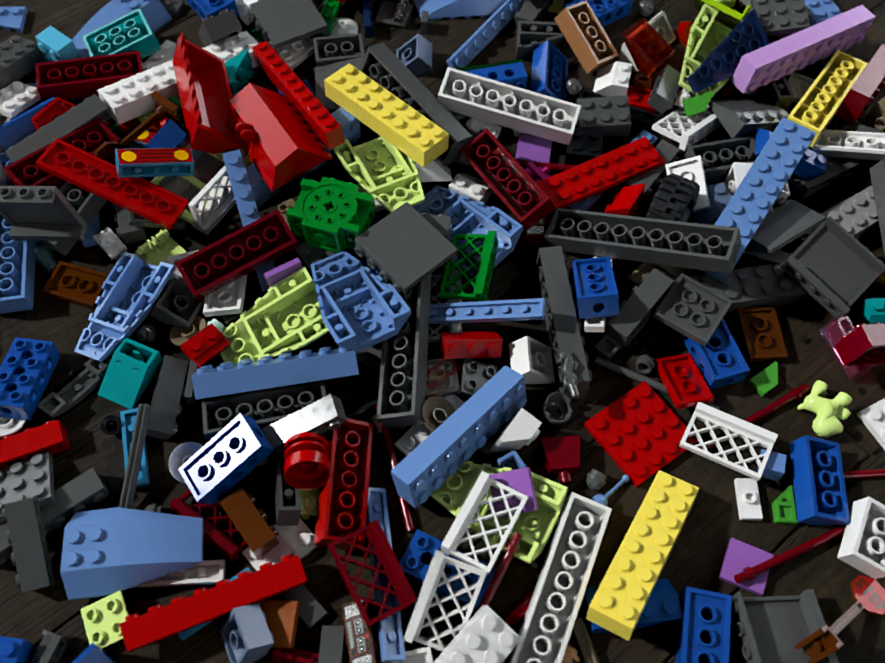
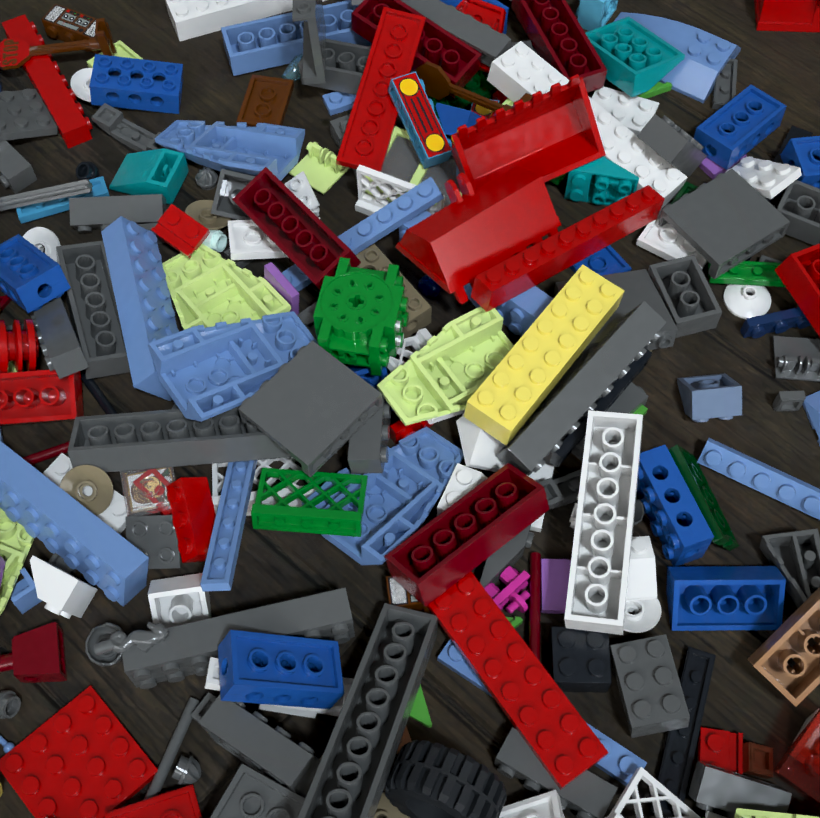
camera: 85 degrees right, 0 degrees up
(110, 243) = (320, 117): white hips -> none
(573, 86) = (713, 639): dark grey plate -> none
(613, 79) = (744, 706): white slope -> none
(626, 200) = (467, 727): red slope -> none

